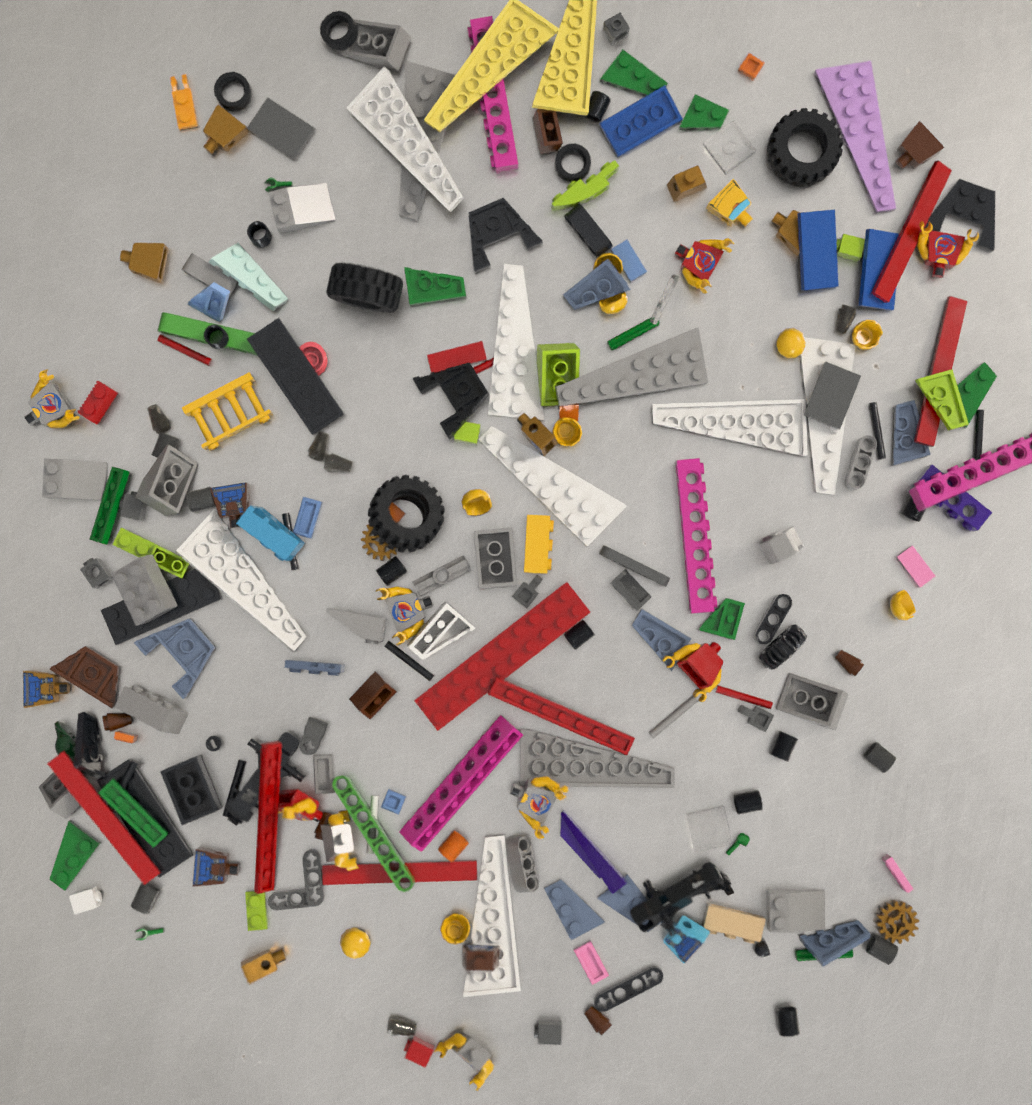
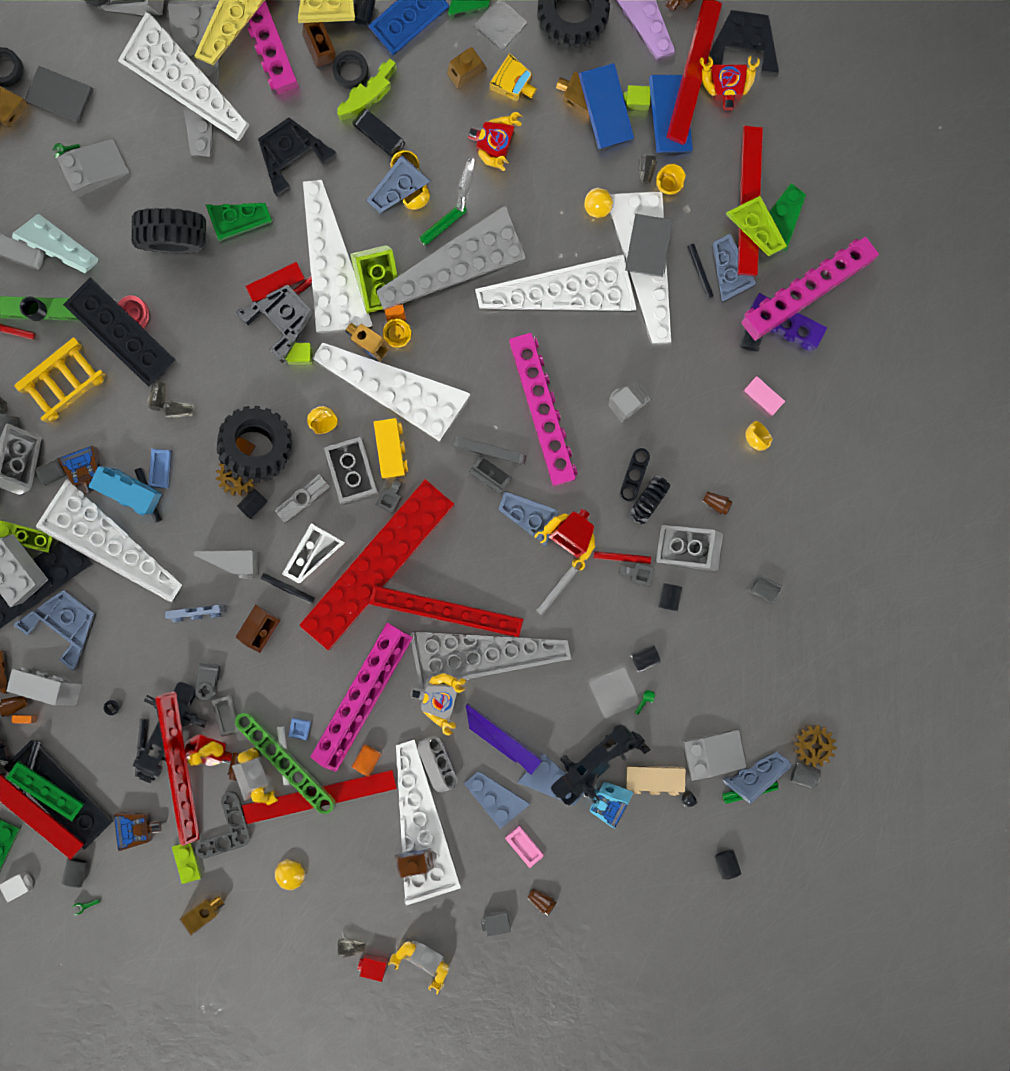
camera: 10 degrees left, 0 degrees up
(191, 790) = (97, 757): black brick -> none
(211, 301) = (23, 276): light blue wing -> none
(253, 227) = (50, 195): black piece -> none
(405, 610) = (274, 539): torso -> none
(455, 929) = (384, 840): yellow hair -> none
(579, 634) = (448, 528): black piece -> none
(627, 986) = (568, 867): black beam -> none
(631, 263) = (426, 155): medium blue tile -> none
(724, 619) = (588, 485): green wing -> none
(867, 456) = (694, 297): light grey beam -> none
(897, 873) = (805, 698): bright pink tile -> none
(978, 434) = (799, 254): black bar -> none

